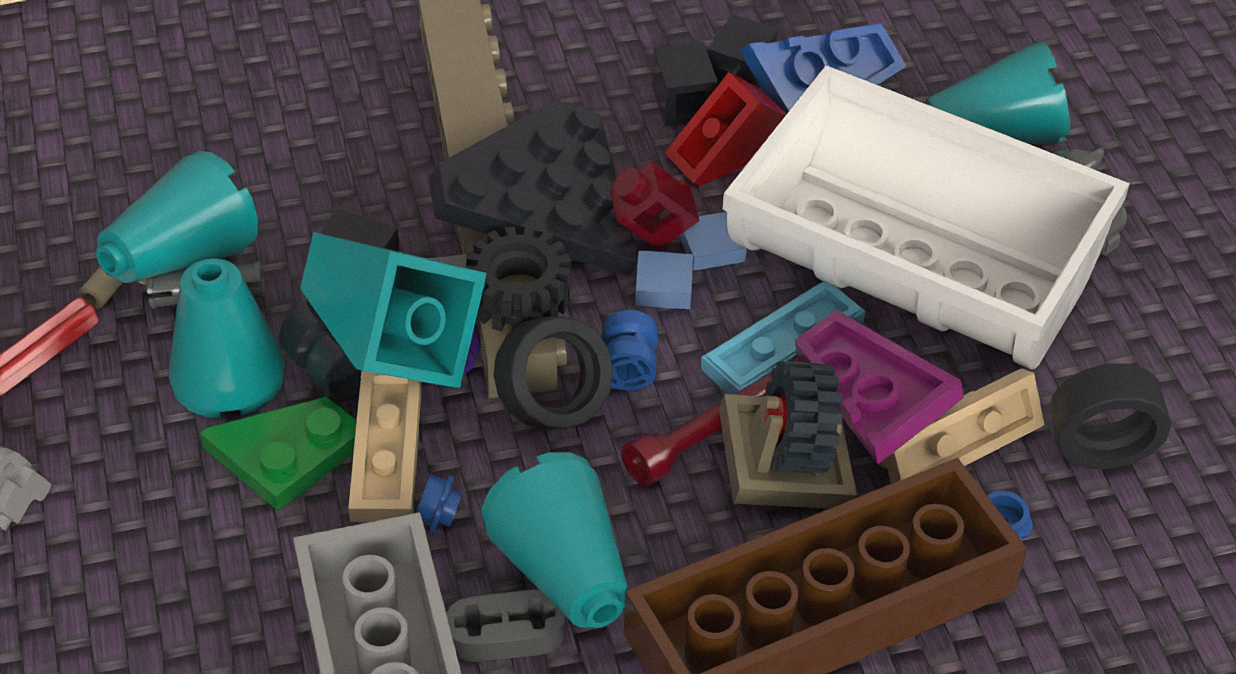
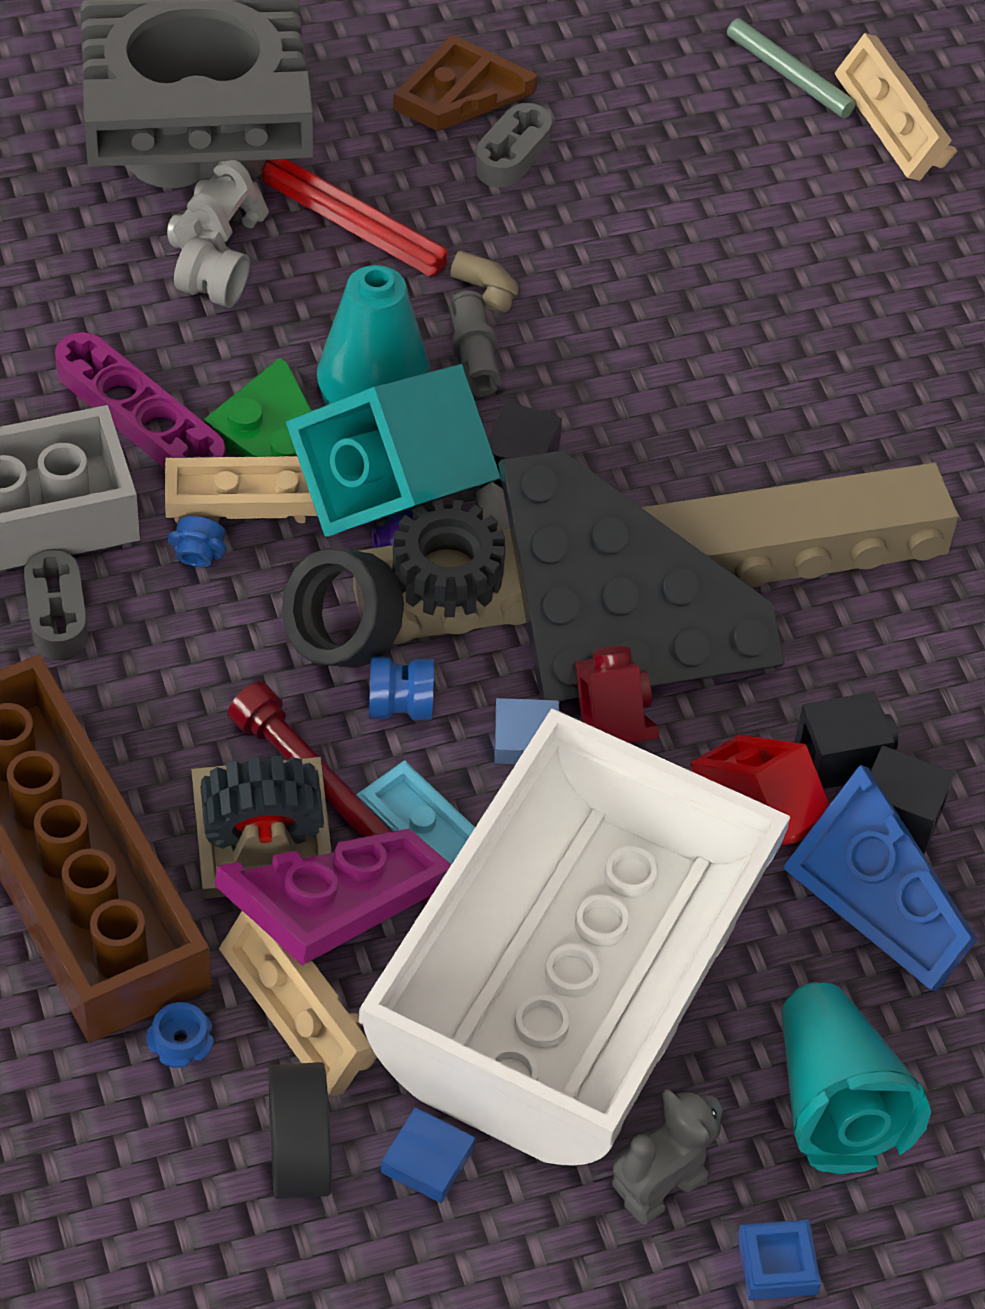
camera: 85 degrees right, 5 degrees up
(68, 485) = (211, 272): none -> light grey wheel
(180, 221) = (518, 290): teal cone -> none
(238, 549) = (133, 413): none -> magenta beam
(560, 536) = (115, 617): teal cone -> none
(1085, 351) = (428, 1155): none -> blue tile
(1142, 168) = (778, 1259): none -> blue tile

